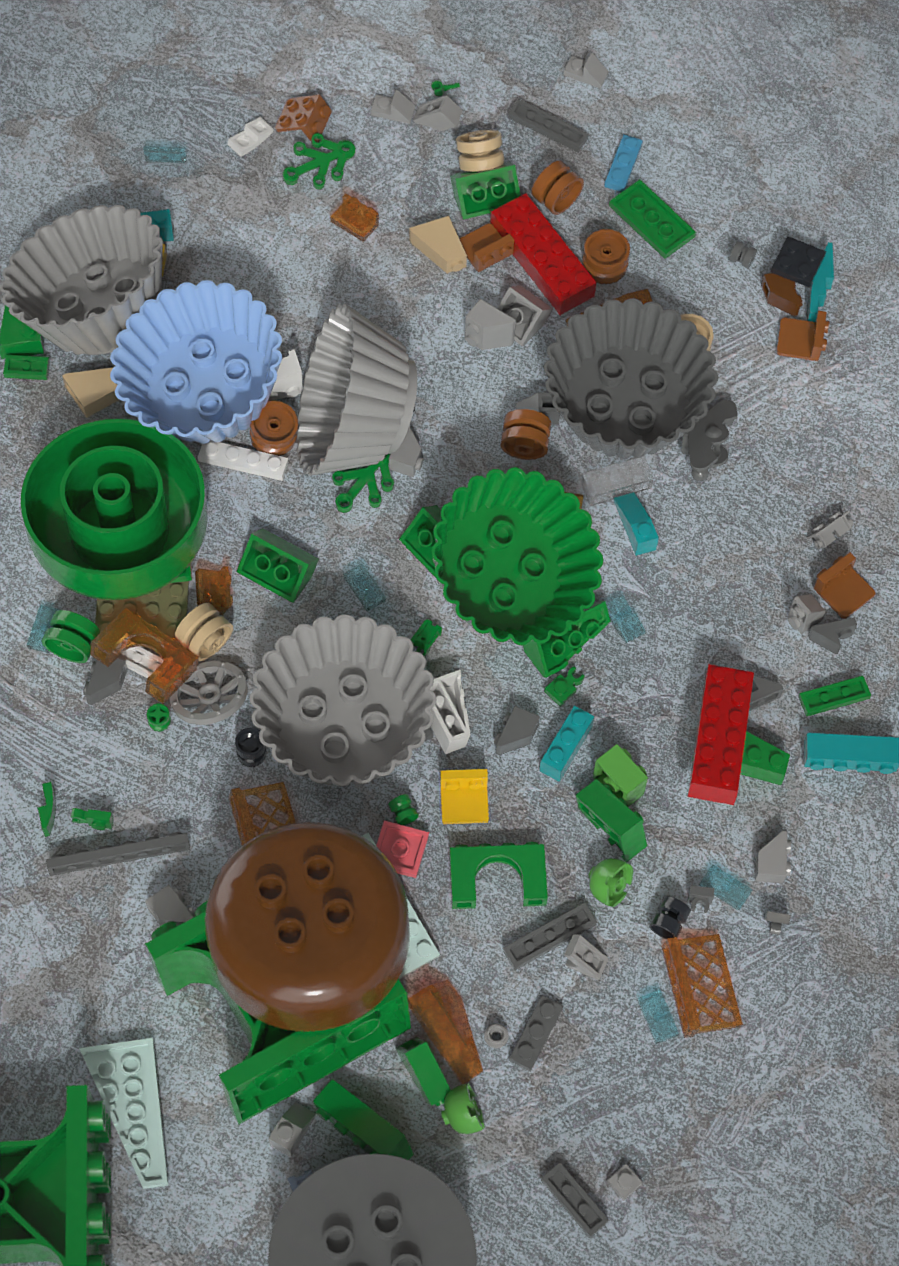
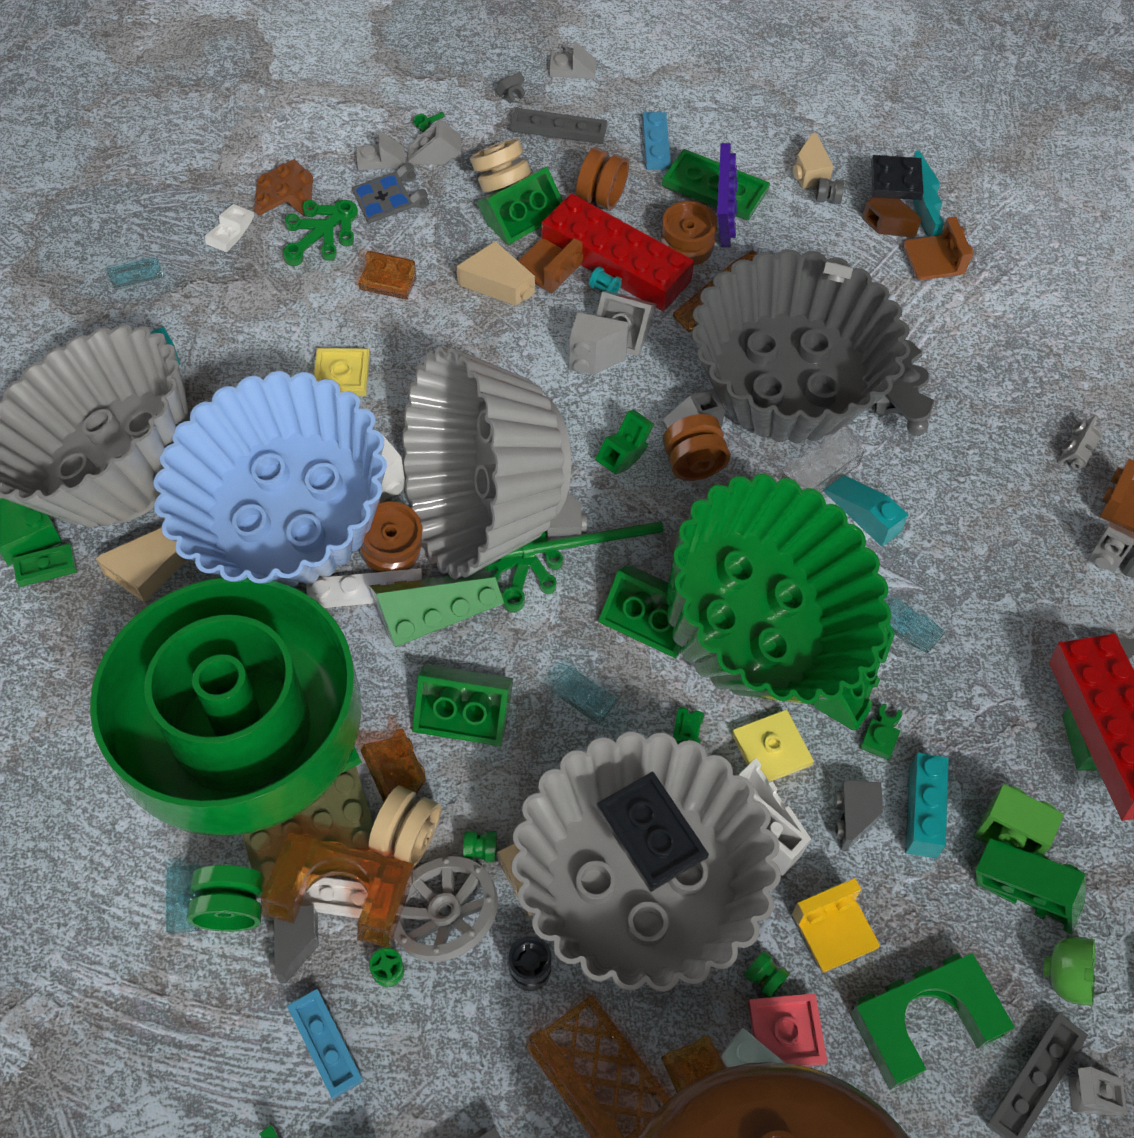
camera: 20 degrees left, 5 degrees down
(102, 749) = (325, 1044): none -> dark azure plate
(249, 662) = (480, 846): none -> green wheel
(284, 486) = (433, 603): none -> wedge
(289, 286) = (345, 366): none -> light yellow plate
(352, 684) = (652, 831): none -> black tile
(383, 146) = (388, 196): none -> dark grey flag
(407, 475) = (530, 549): none -> green bar
(476, 416) = (626, 446): none -> green brick
(481, 668) = (775, 745): none -> light yellow plate
(522, 276) = (604, 281): none -> teal bush
(524, 76) = (510, 85): none -> dark grey tile
(643, 237) = (727, 195): none -> dark purple plate
(680, 333) = (837, 271): none -> light grey plate
(740, 225) = (812, 163): none -> tan slope

